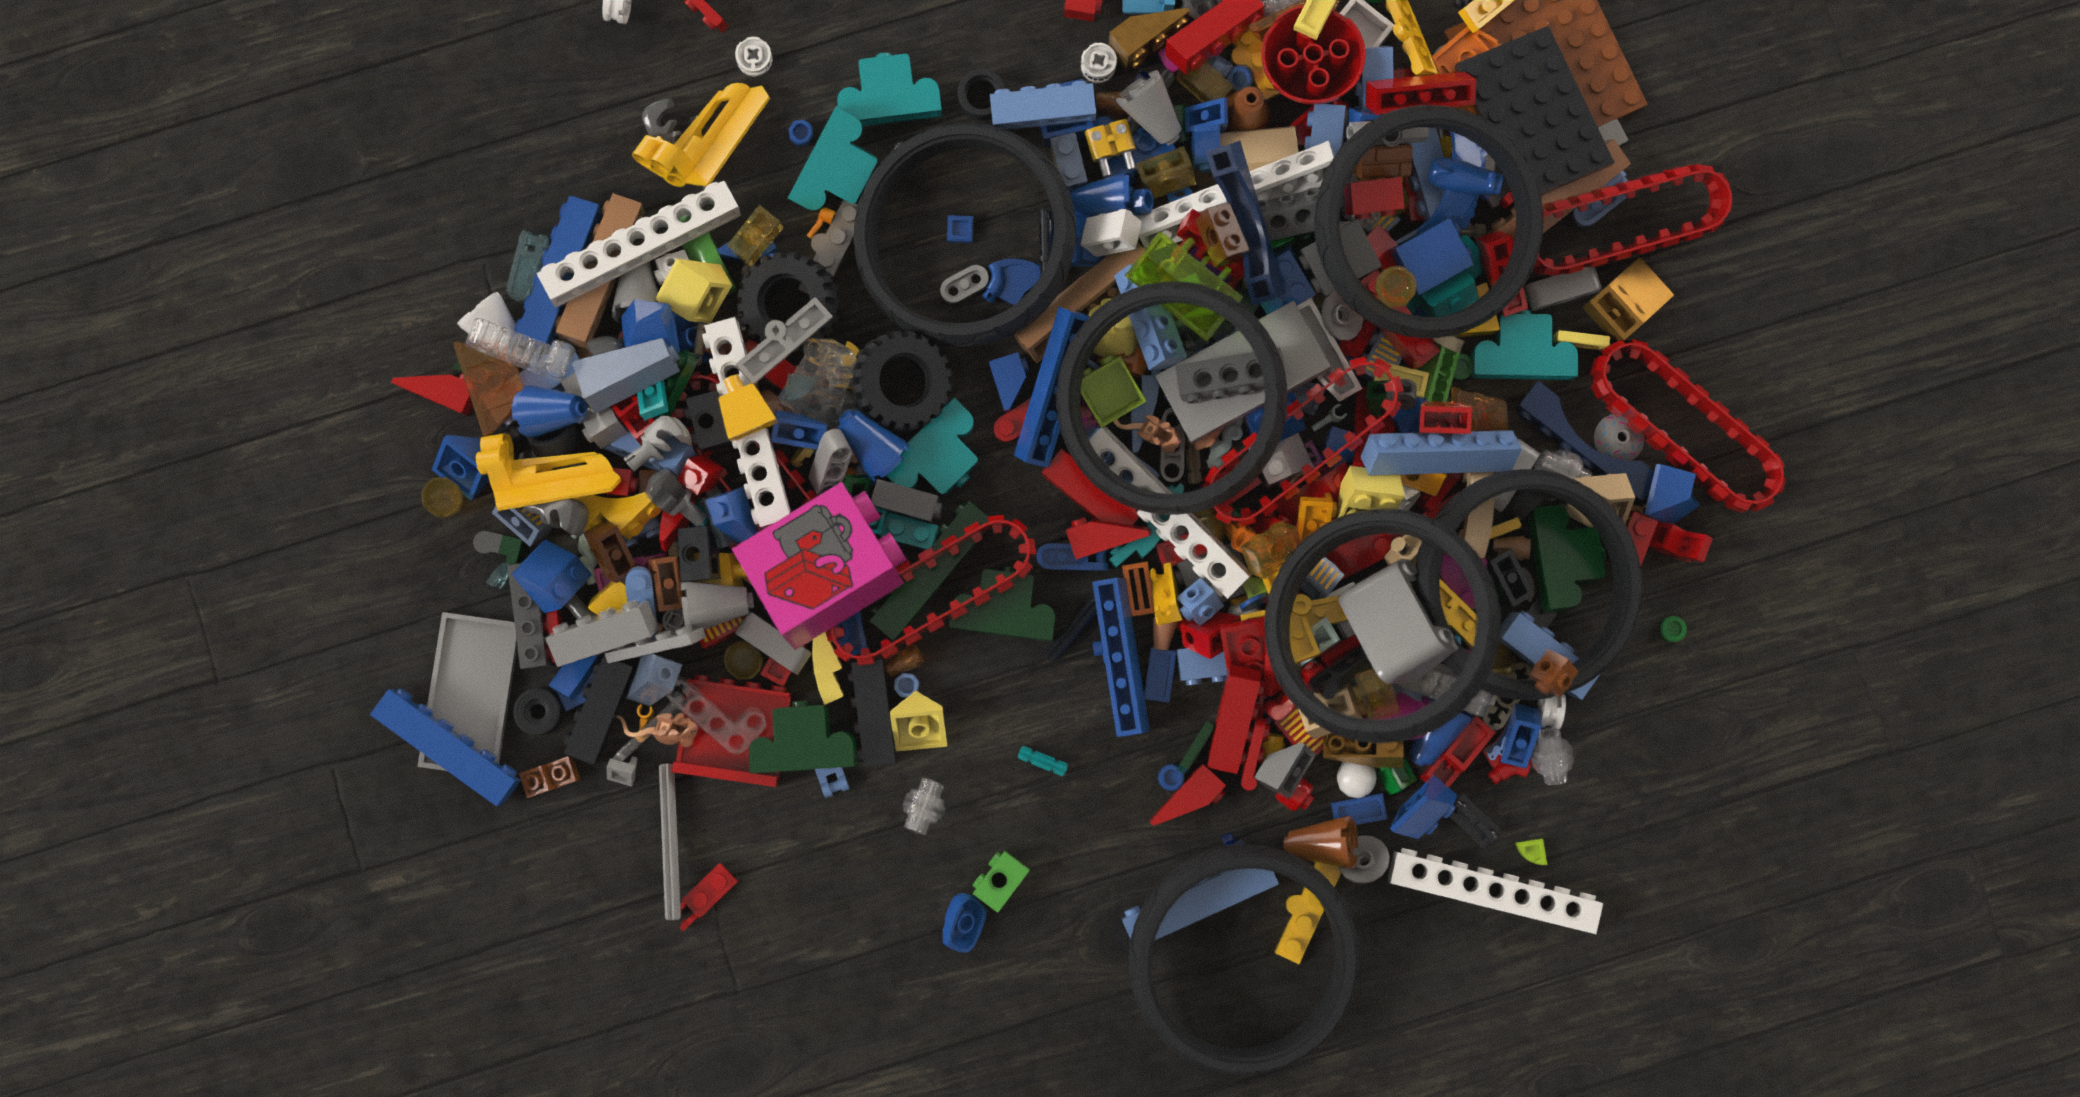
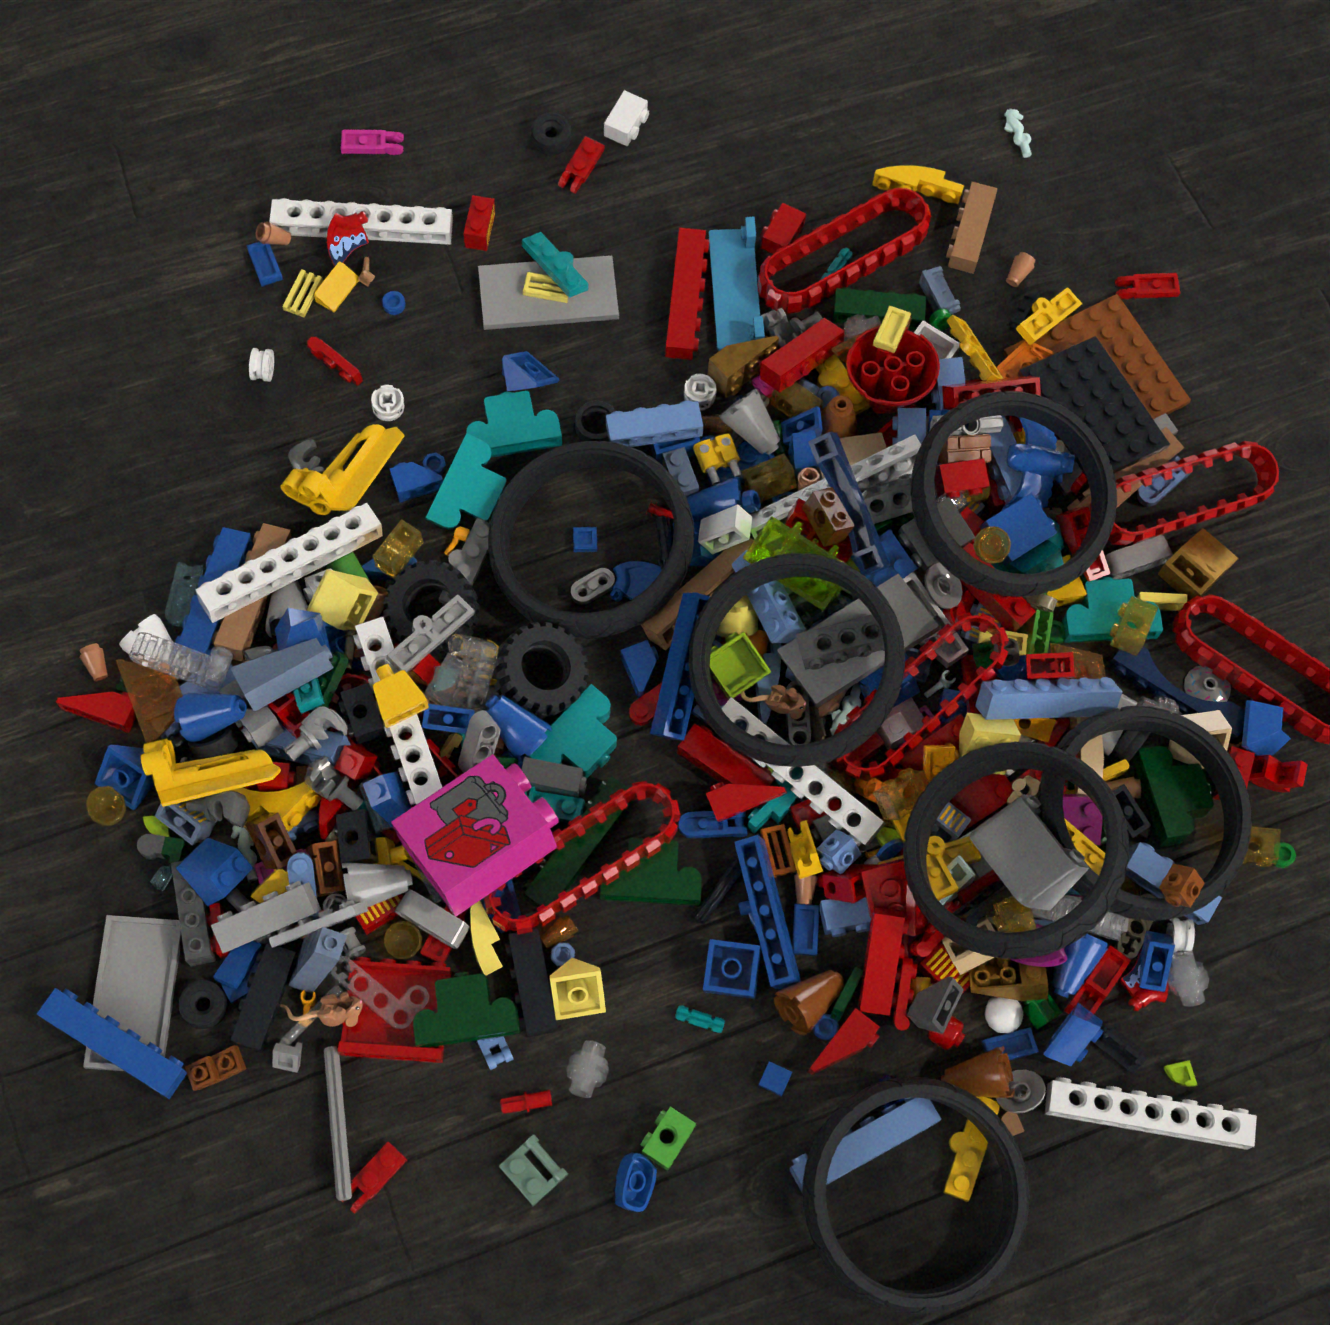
camera: 10 degrees left, 15 degrees down
(432, 337) = (94, 661): none -> nougat cone
(494, 523) = (156, 826): none -> lime tile
(689, 659) = (352, 945): none -> light grey bush
(731, 297) = (377, 606): none -> medium nougat cone
(777, 151) = (414, 480): none -> blue slope
(855, 905) = (526, 1176): none -> sand green plate
(860, 833) = (526, 1102): none -> red axle
(907, 30) = (525, 372): none -> blue slope
(1040, 200) = (657, 510): none -> red piece
(1079, 714) = (732, 969): none -> blue brick
(1114, 827) = (775, 1078): none -> blue tile
(1156, 751) = (808, 1000): none -> dark orange cone
(1205, 178) = (807, 477): none -> nougat cone
(1350, 891) = (1013, 1123): none -> medium nougat tile
(1557, 361) = (1139, 613): none -> clear yellow brick
(1658, 624) = (1268, 843): none -> clear yellow brick

